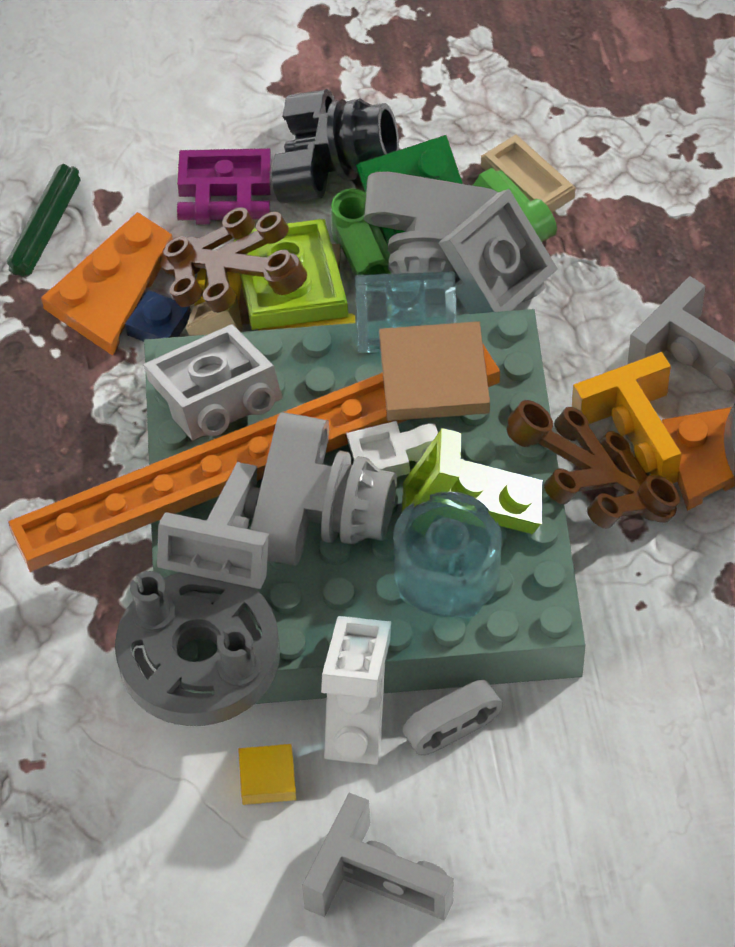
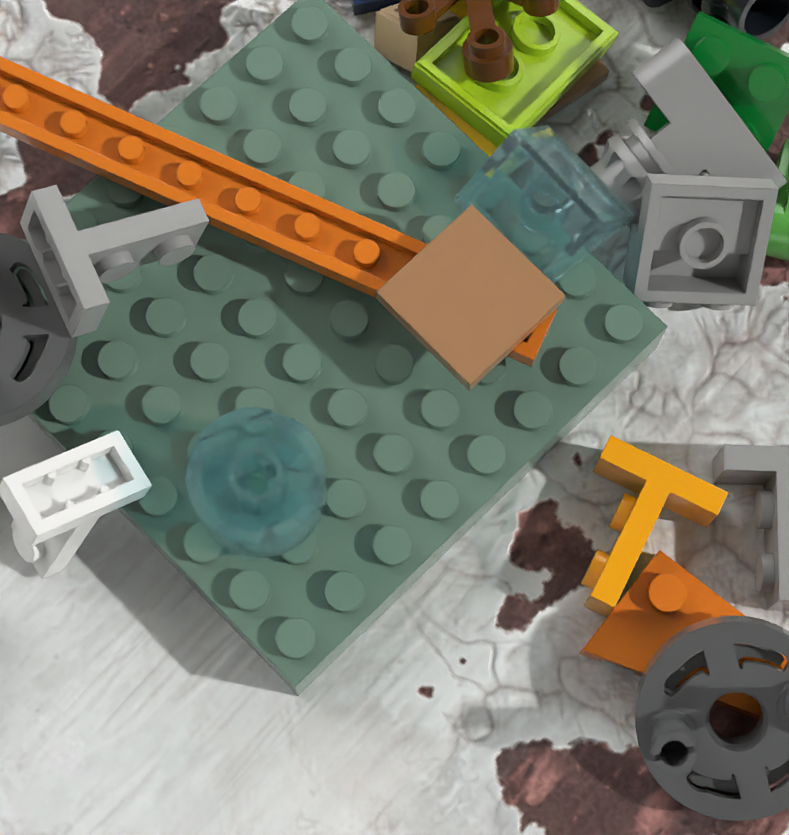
camera: 45 degrees right, 20 degrees up
(214, 382) = (288, 97): light grey plate -> none
(302, 490) = (212, 281): light grey beam -> none
(359, 240) = (620, 93): bright green piece -> none
(389, 448) = (347, 322): white plate -> none
(452, 717) = (138, 612): light grey beam -> none
(510, 497) = (361, 450): bracket -> none
(645, 495) = (528, 534): reddish brown plant -> none

